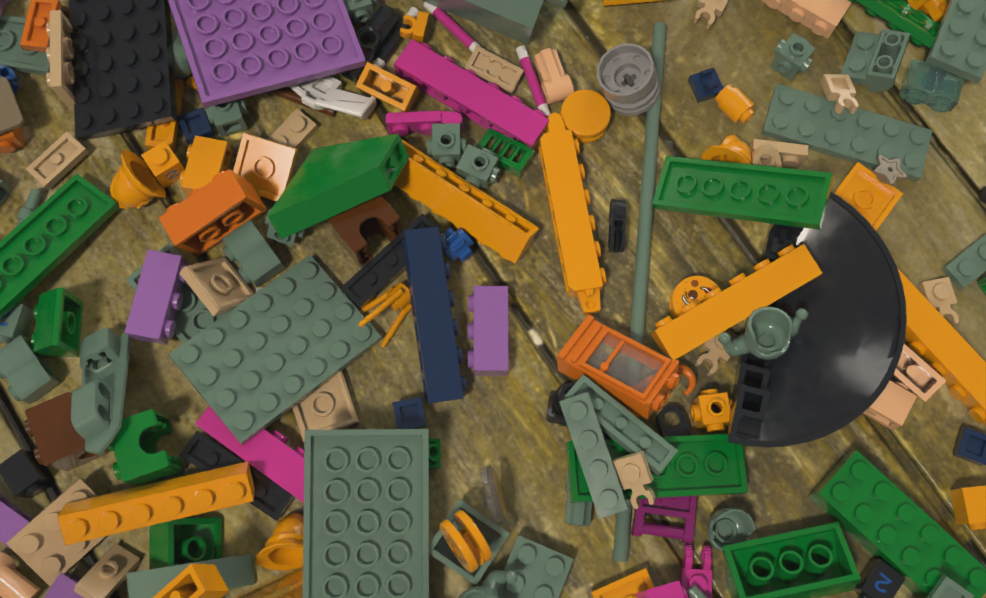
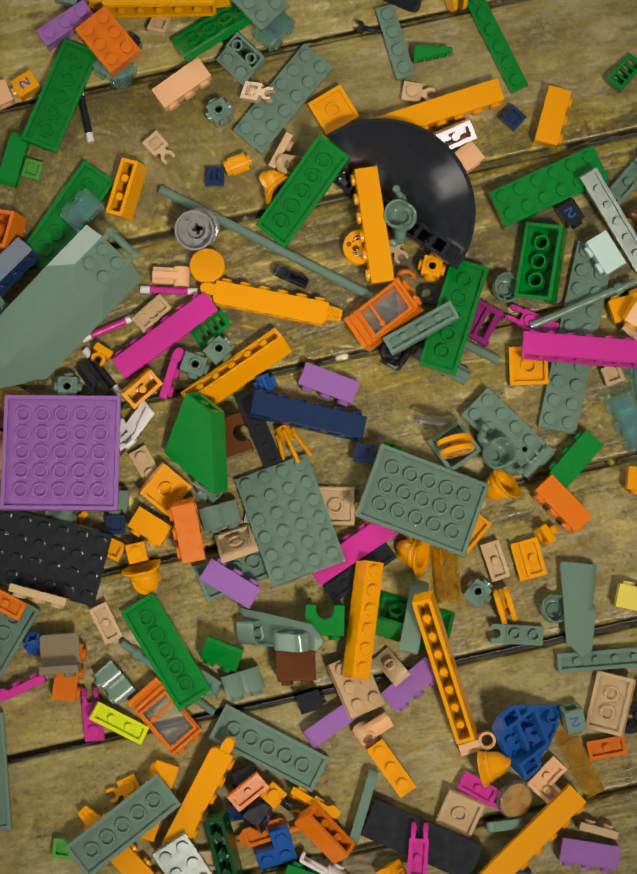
camera: 65 degrees left, 10 degrees up
(593, 455) = (433, 351): sand green plate -> none
(635, 474) = (454, 331): tan plate -> none
(889, 170) = (322, 91): dark tan plate -> none

